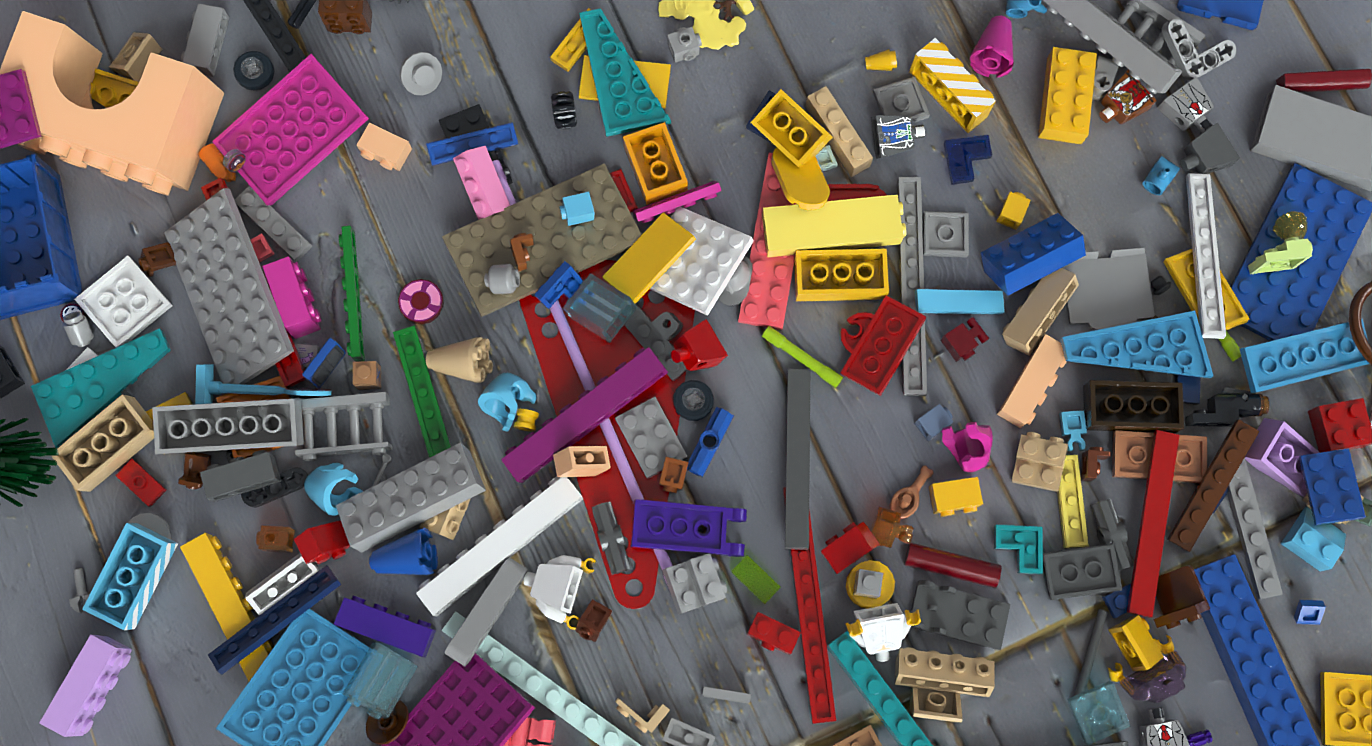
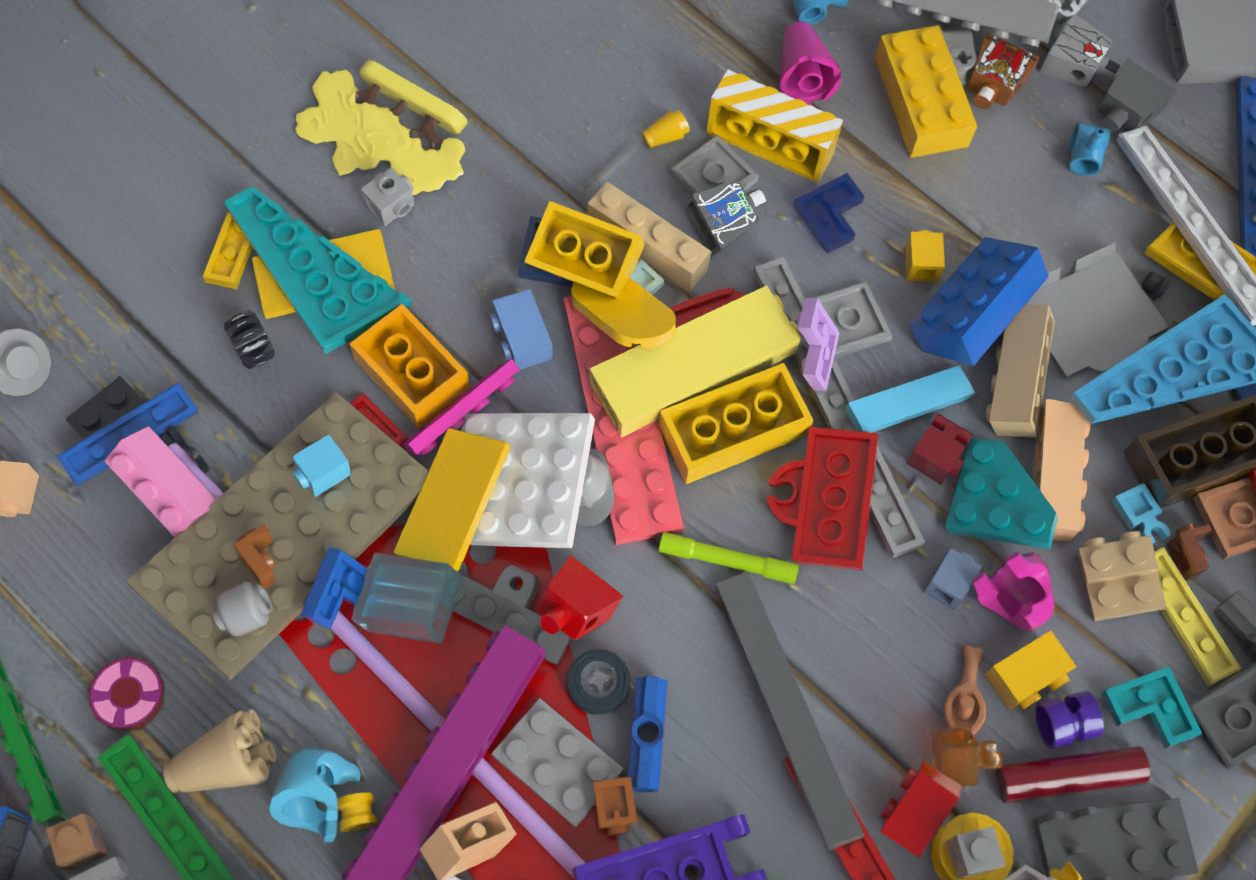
camera: 25 degrees left, 10 degrees down
(734, 164) = (521, 329): none -> medium blue brick
(918, 242) = (822, 340): none -> lavender plate
(964, 532) = (1069, 719): none -> dark purple wheel
(985, 385) = (999, 499): none -> teal plate

